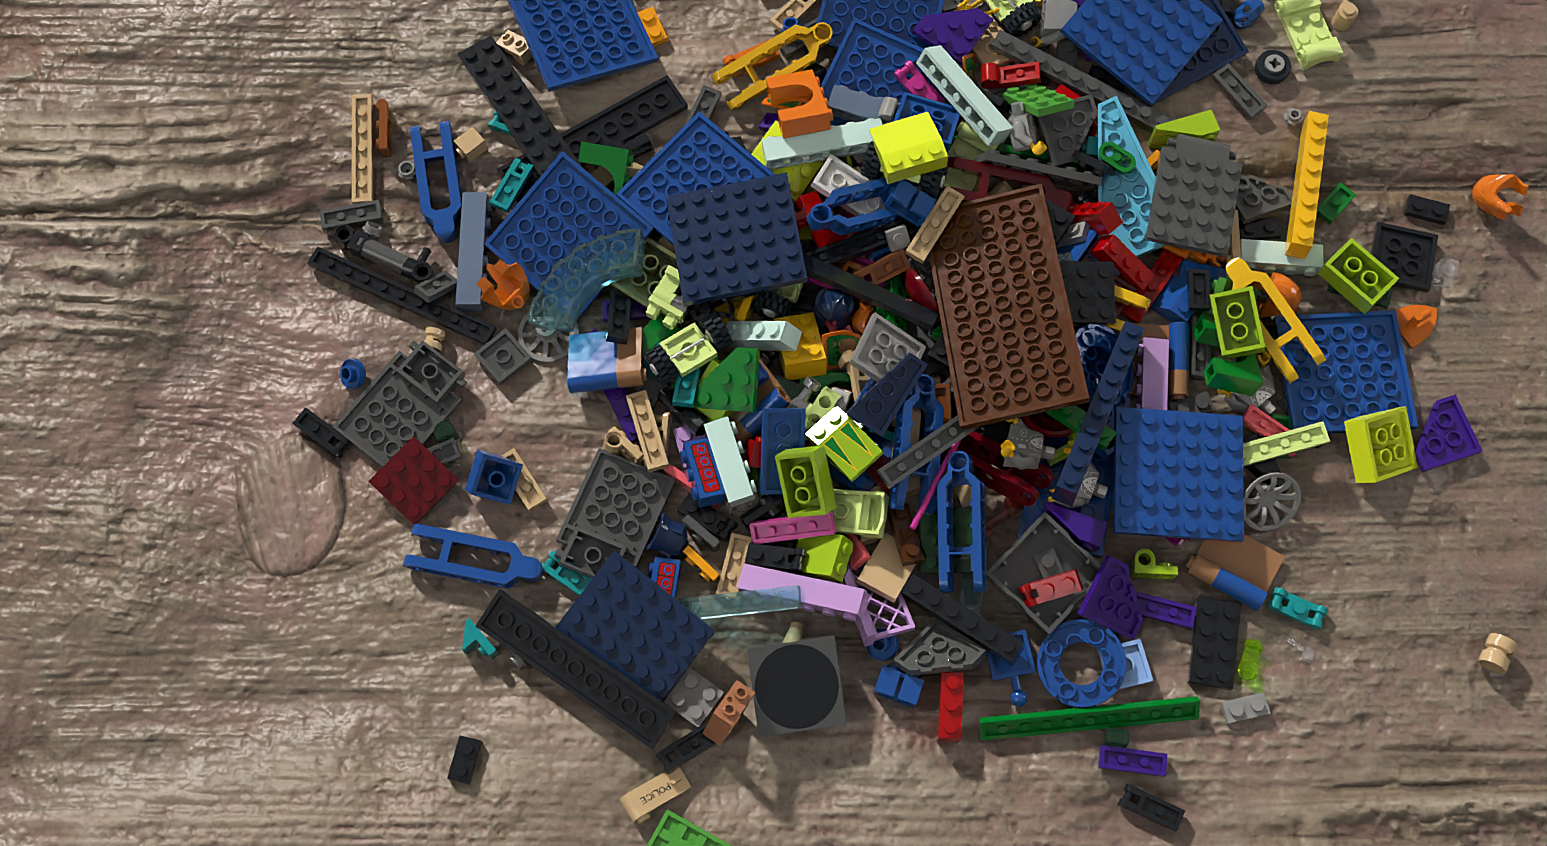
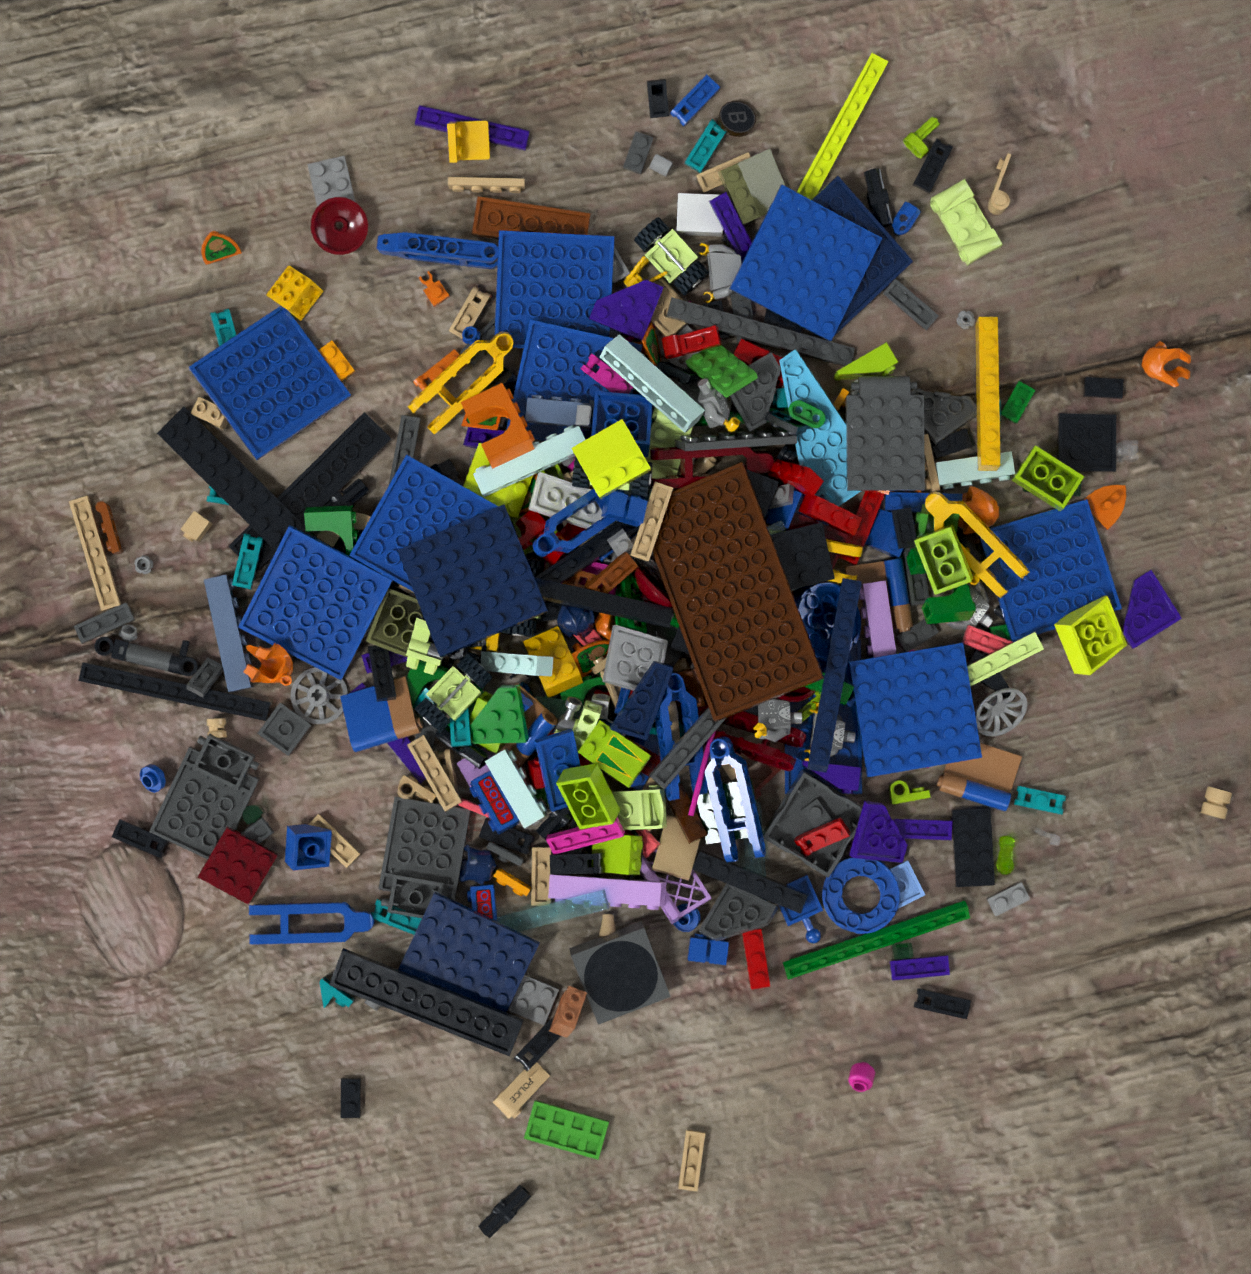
camera: 15 degrees left, 15 degrees up
(443, 219) = (194, 609): blue piece -> none
(584, 274) = (339, 640): clear light blue brick -> none
(1265, 70) = (937, 278): black wheel -> none

